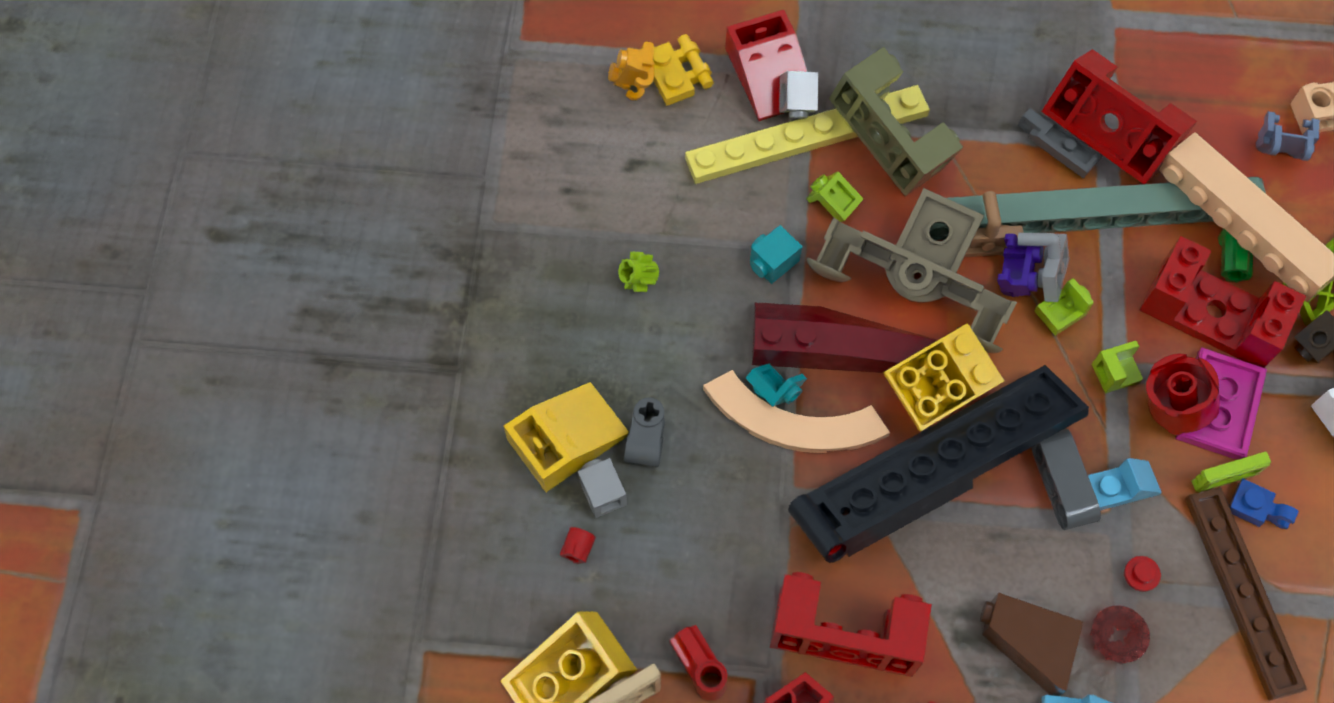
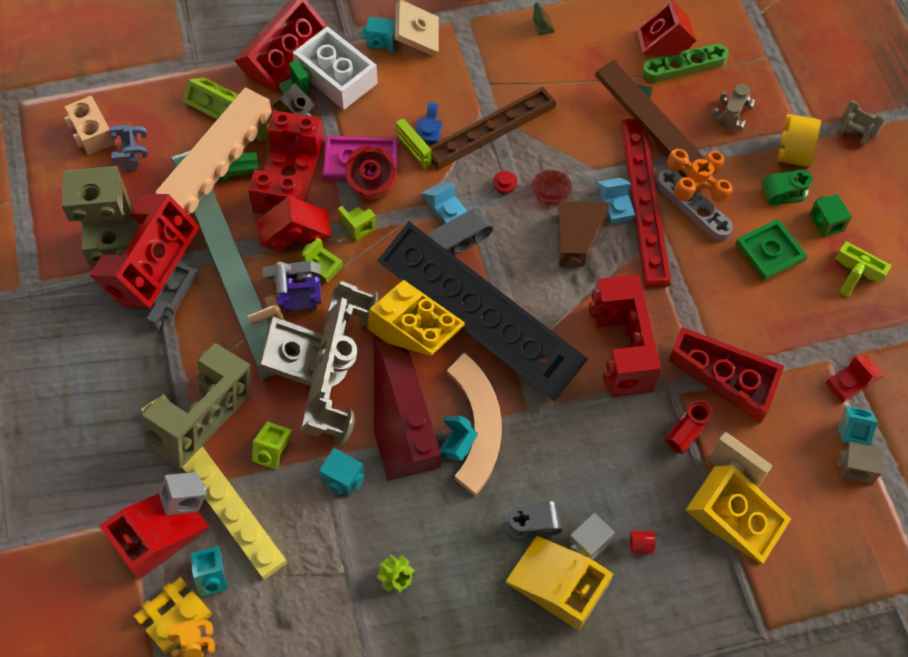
camera: 110 degrees left, 5 degrees down
(710, 105) = (208, 571): none -> teal bracket
(1124, 287) = (292, 222): none -> red brick
(1181, 58) = (103, 207): none -> olive plate

